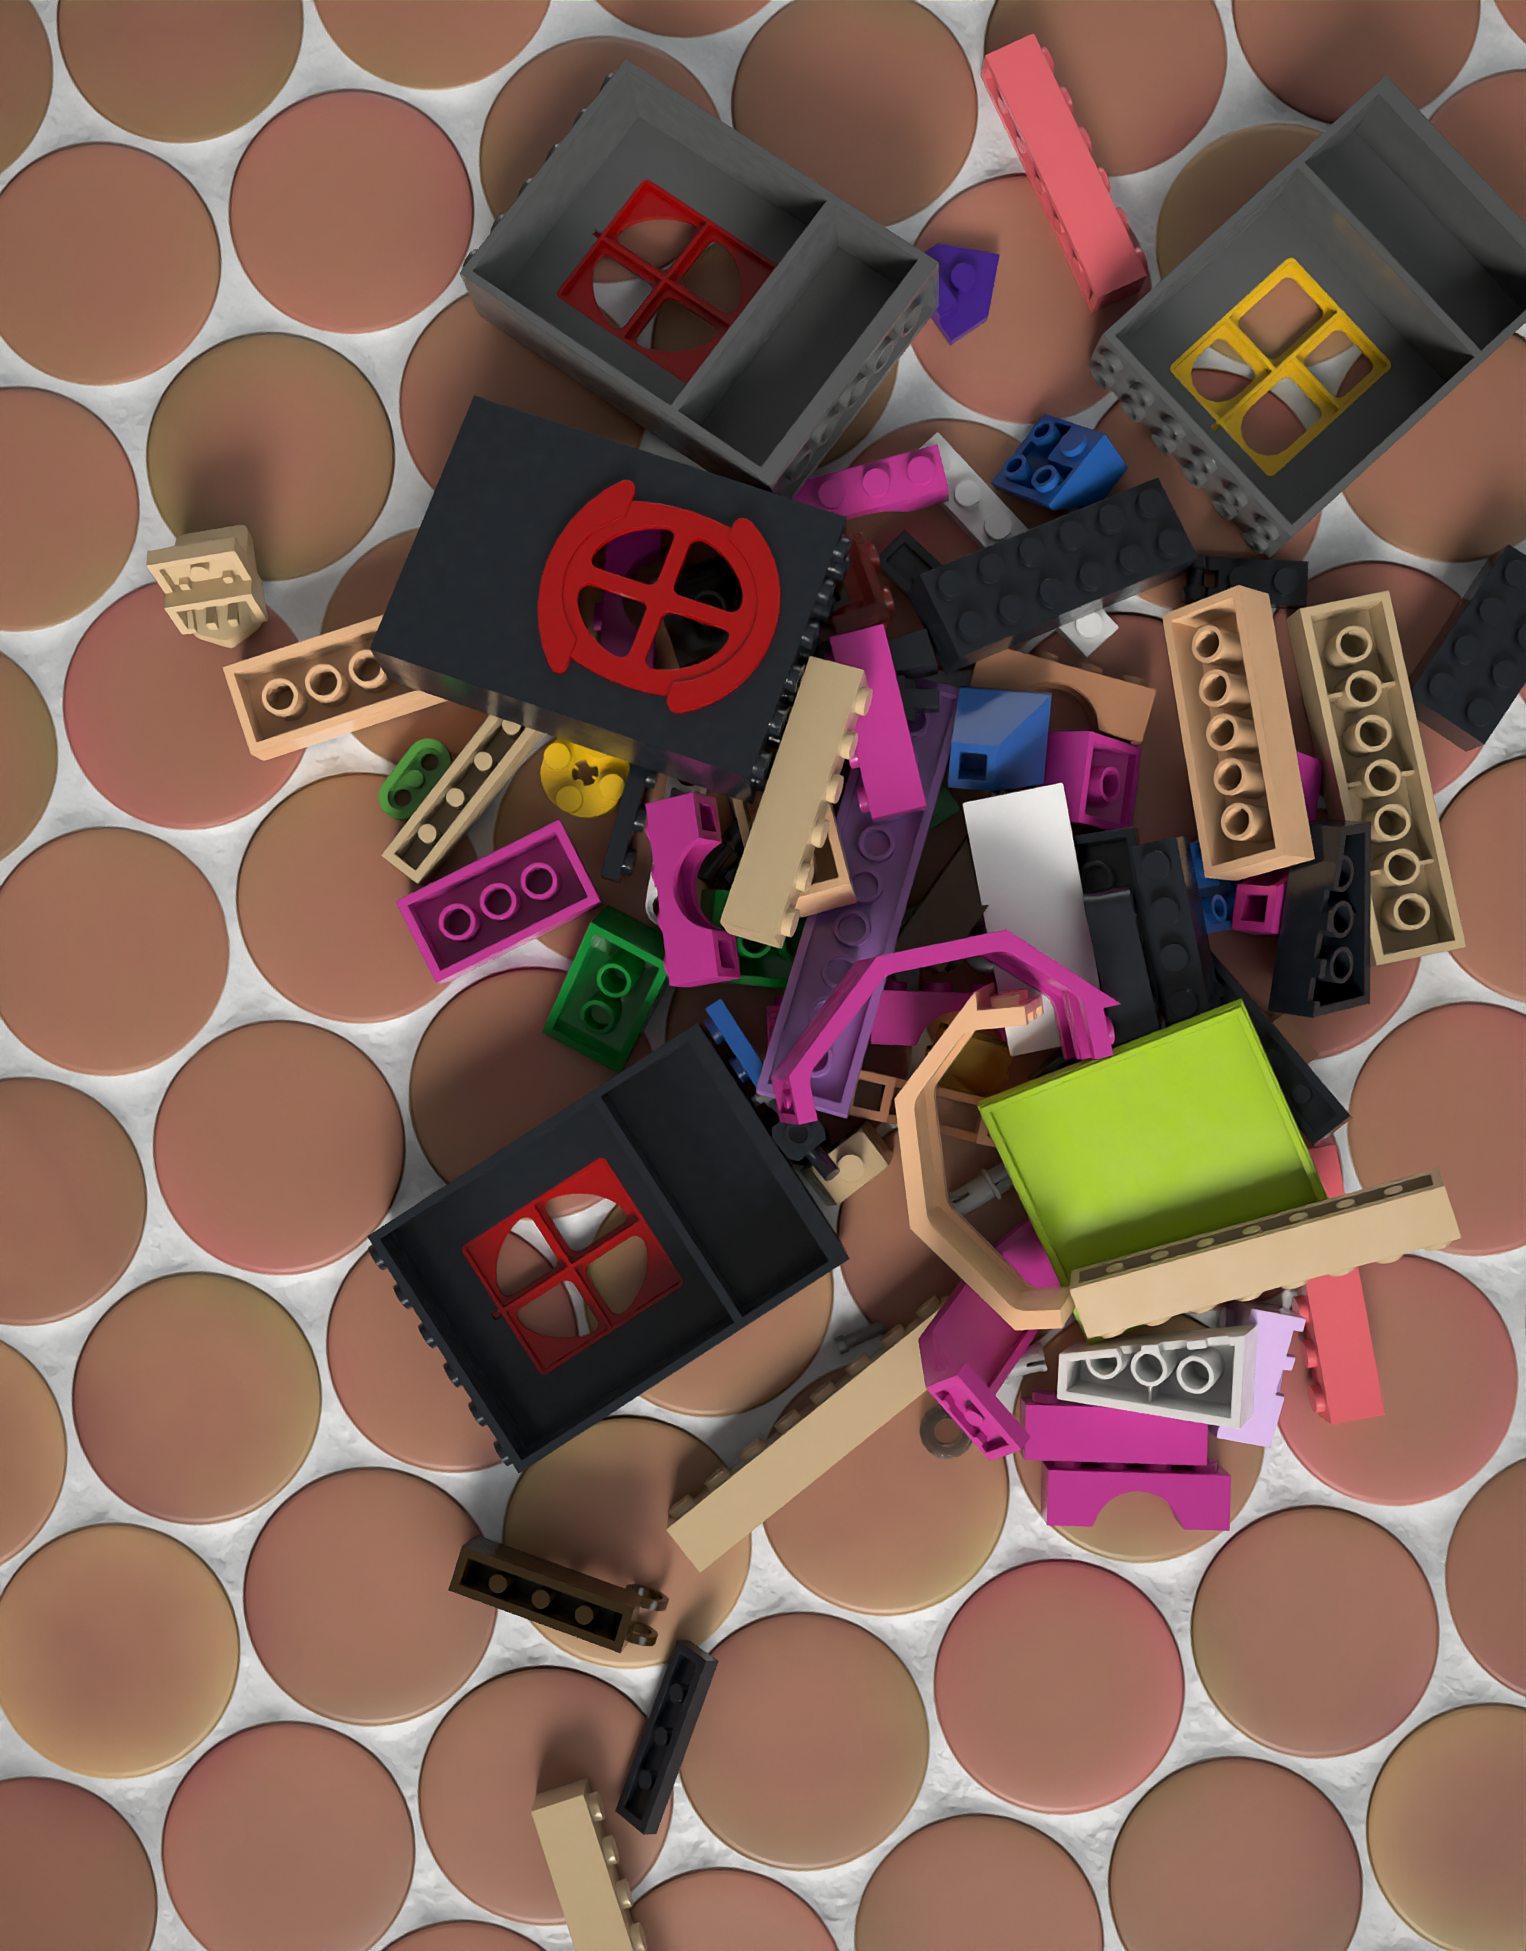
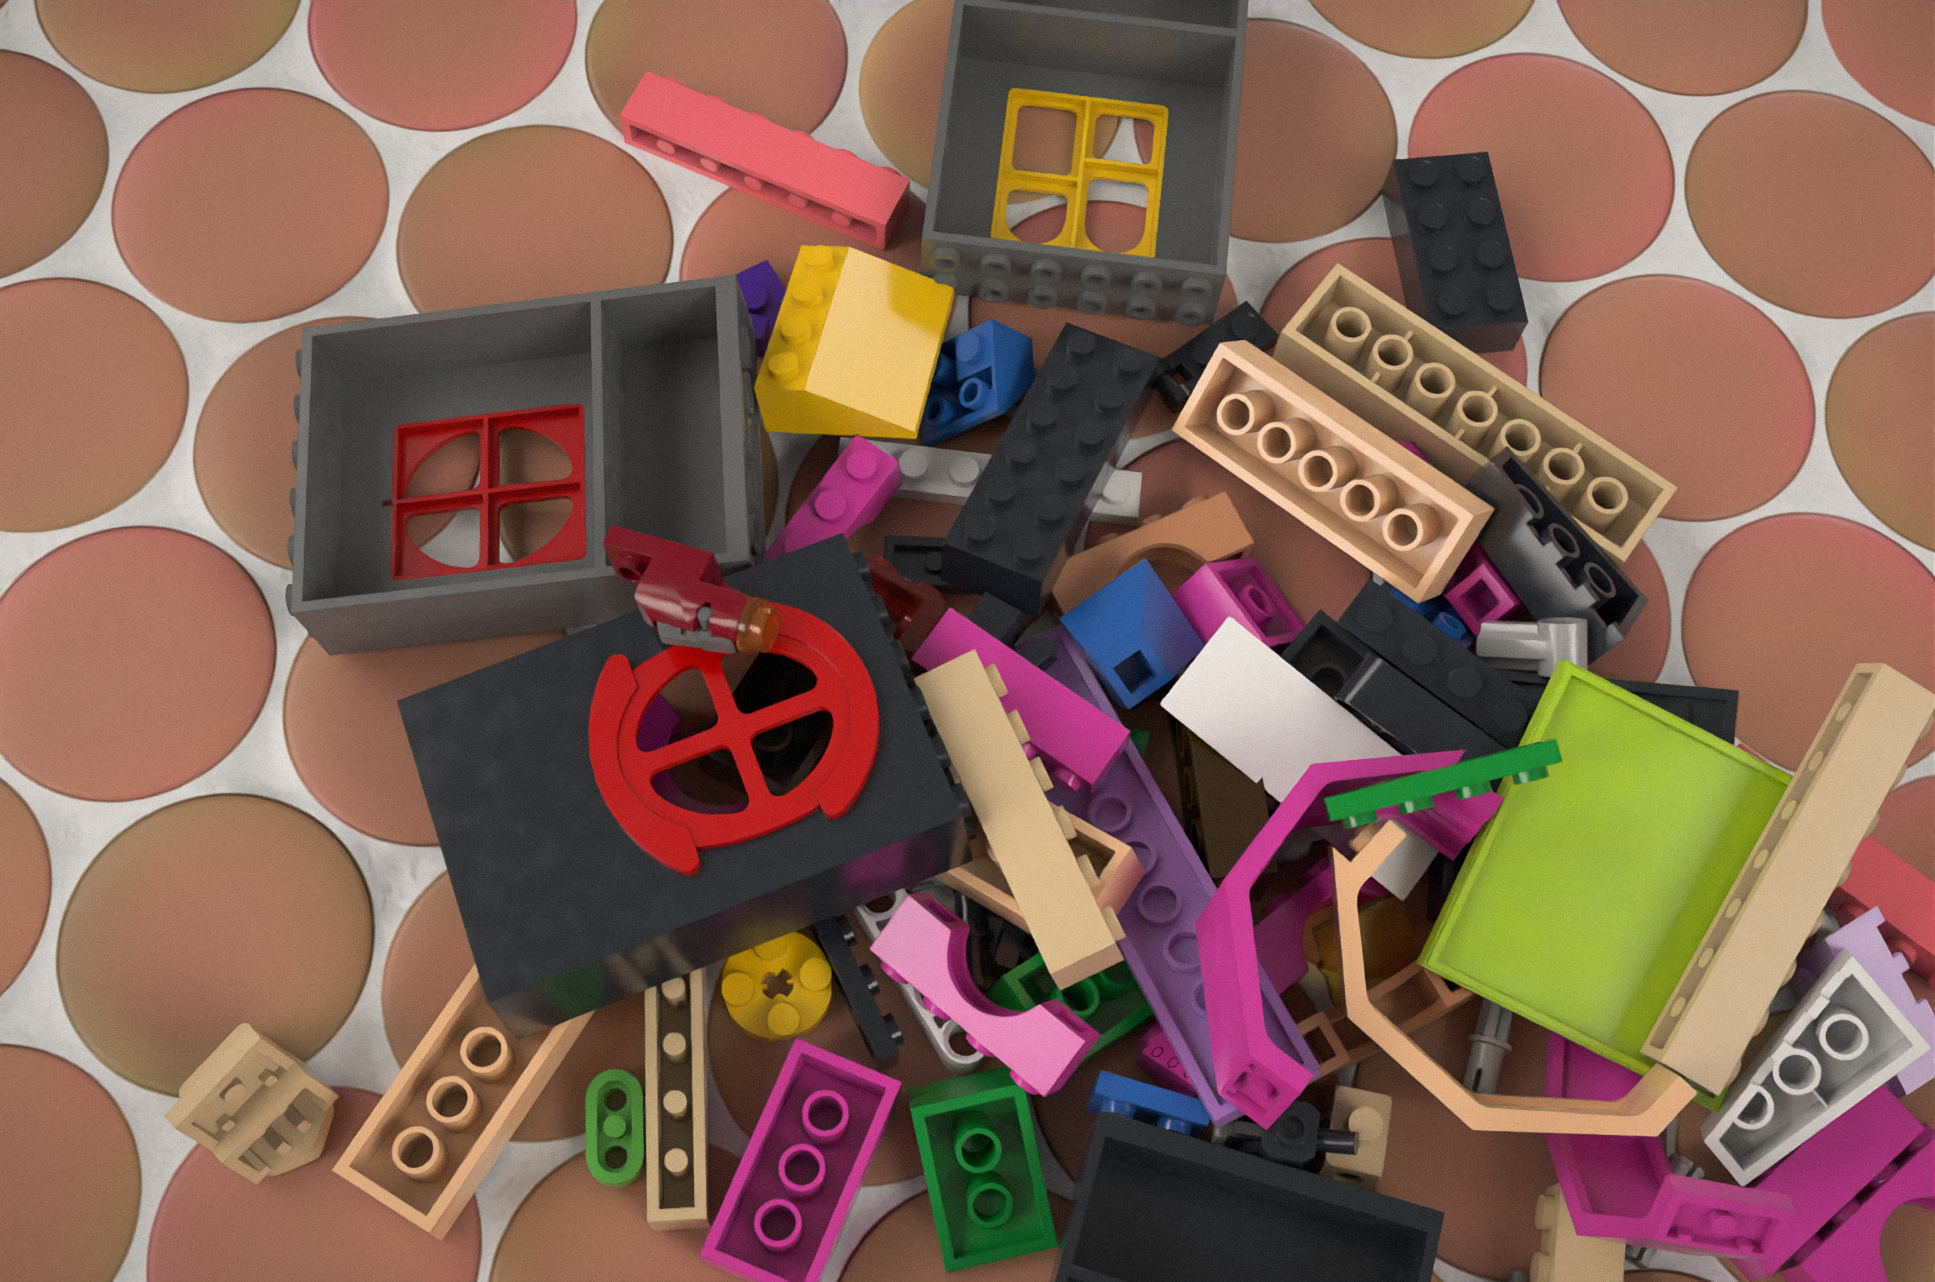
camera: 45 degrees left, 20 degrees down
(701, 483) = (687, 597): none -> dark red plate
(994, 374) = (852, 347): none -> yellow slope
(1059, 1003) = (1465, 777): none -> green plate
(1263, 978) = (1533, 644): none -> light grey piece

